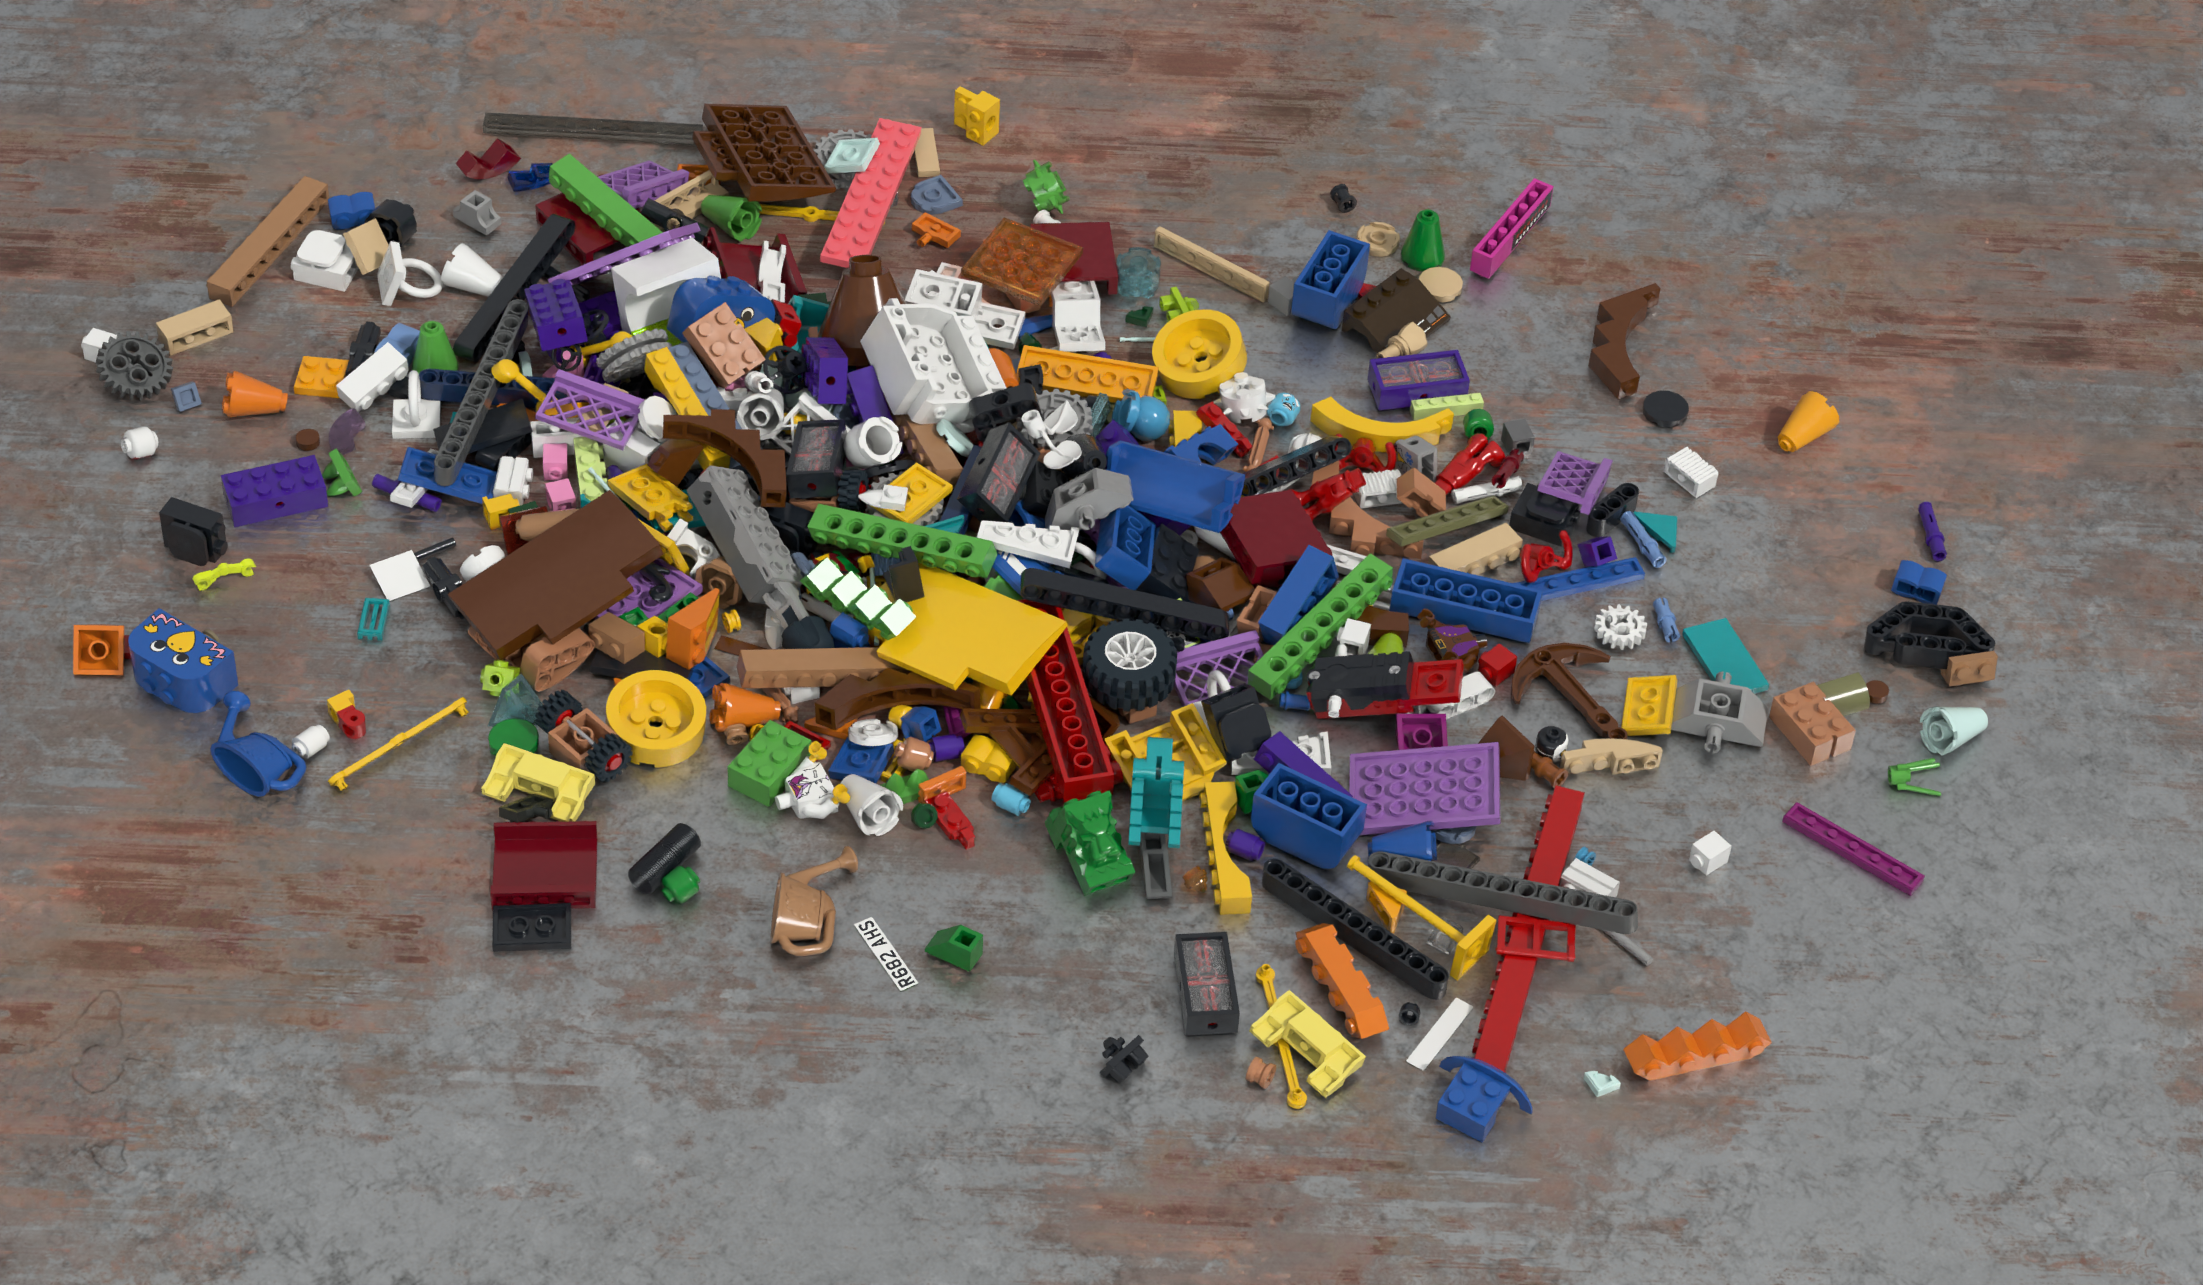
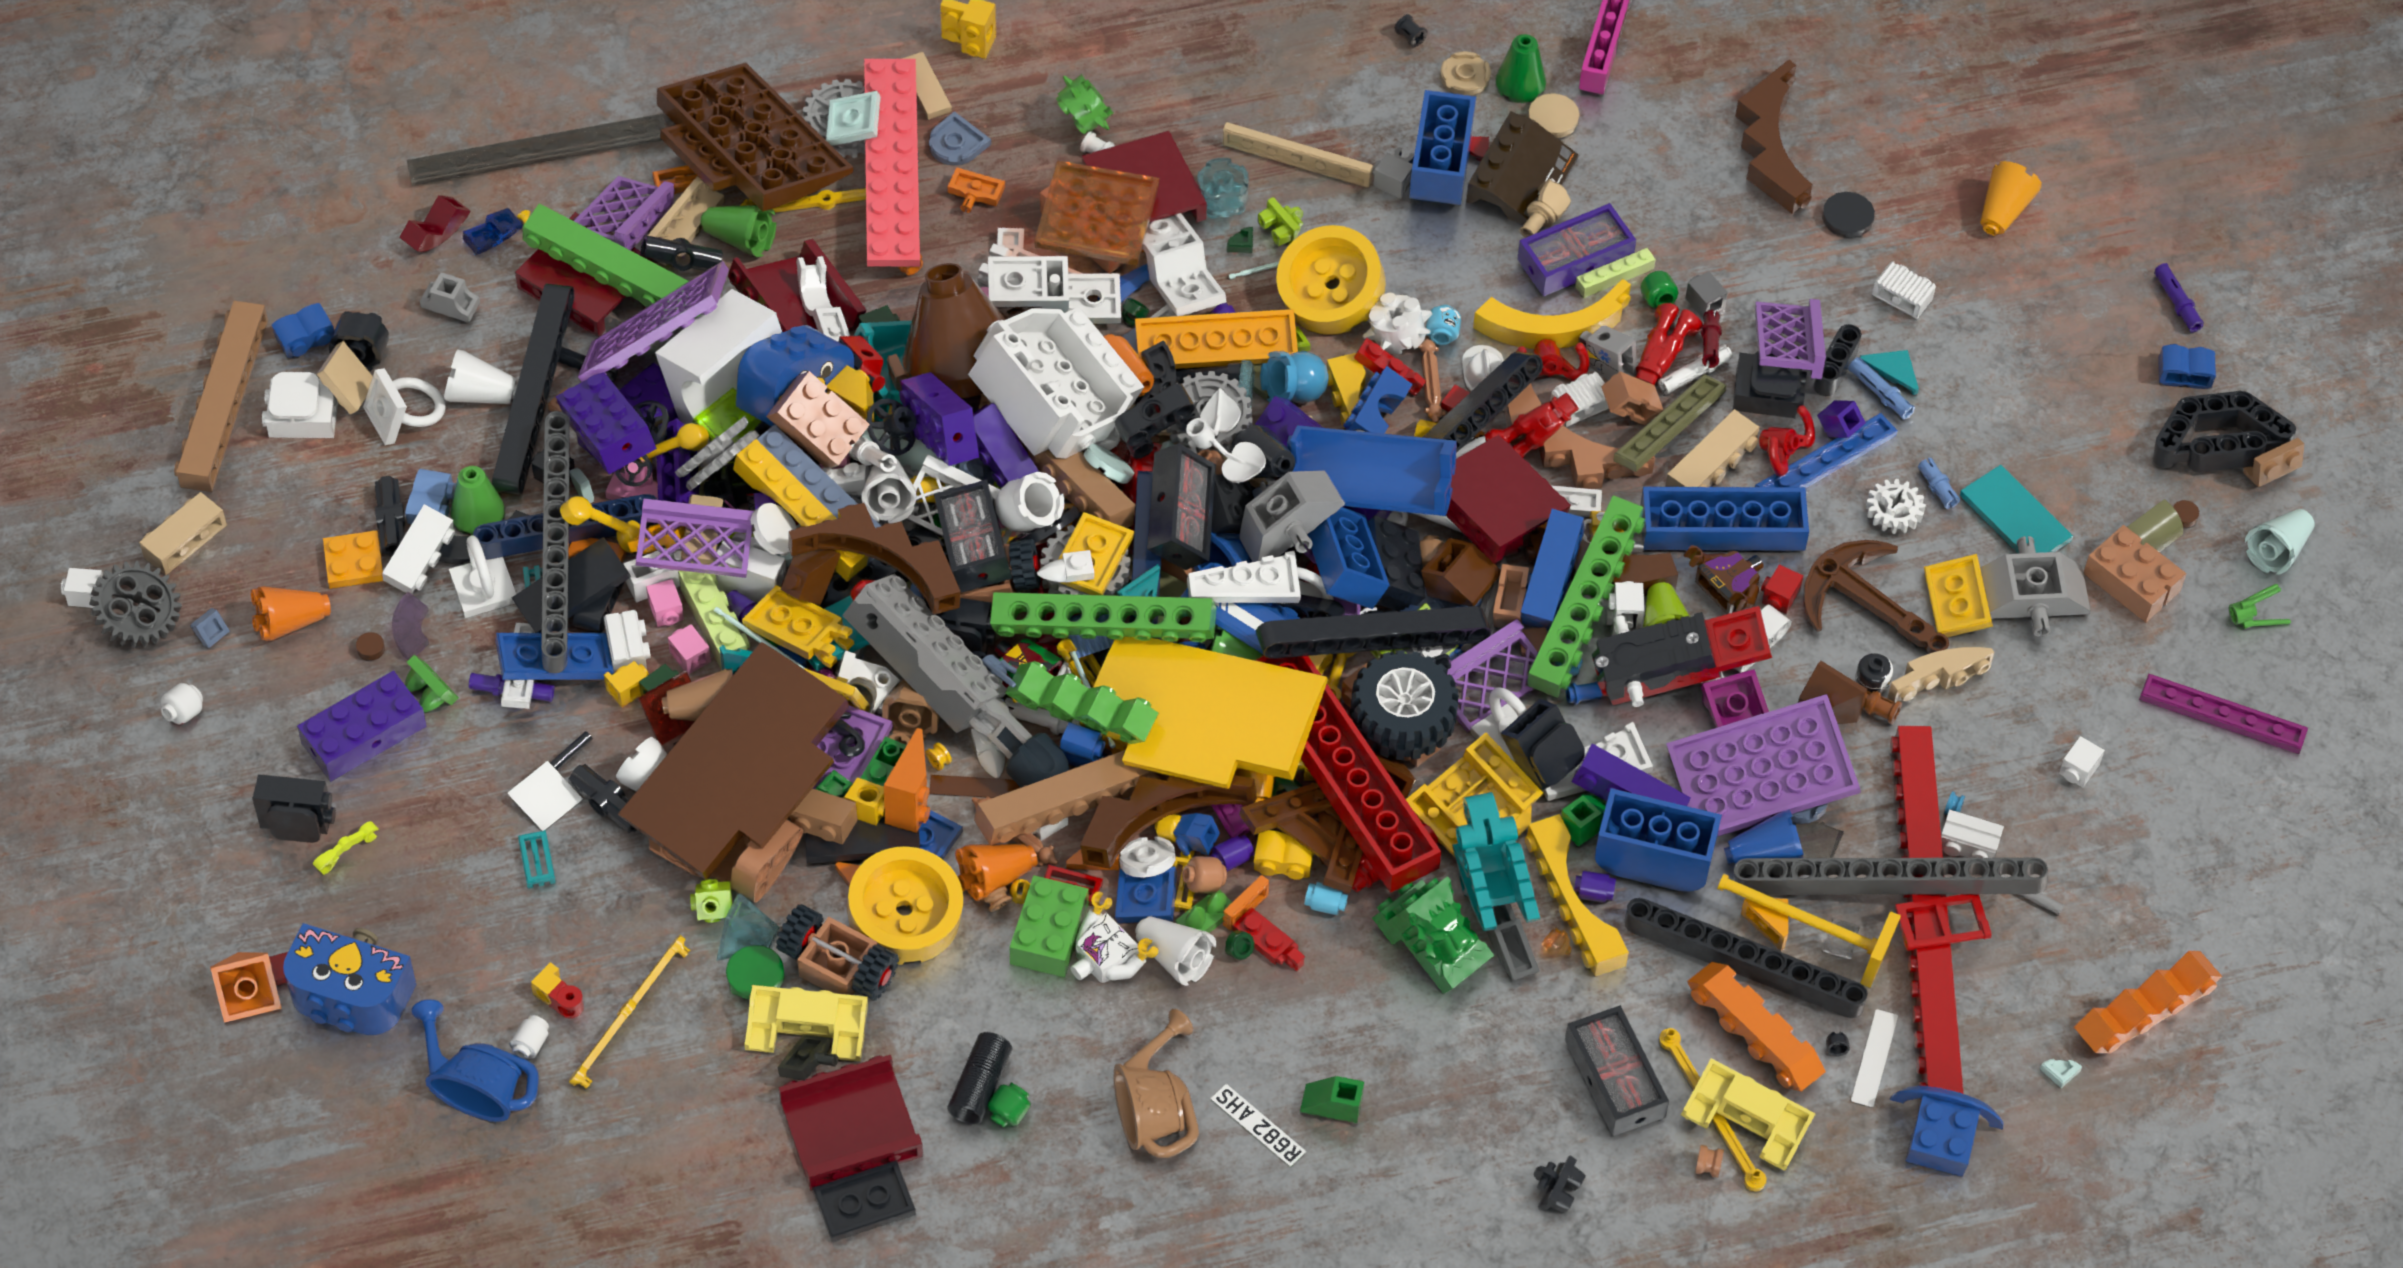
camera: 15 degrees left, 10 degrees up
(904, 577) = (1125, 664): black panel -> none

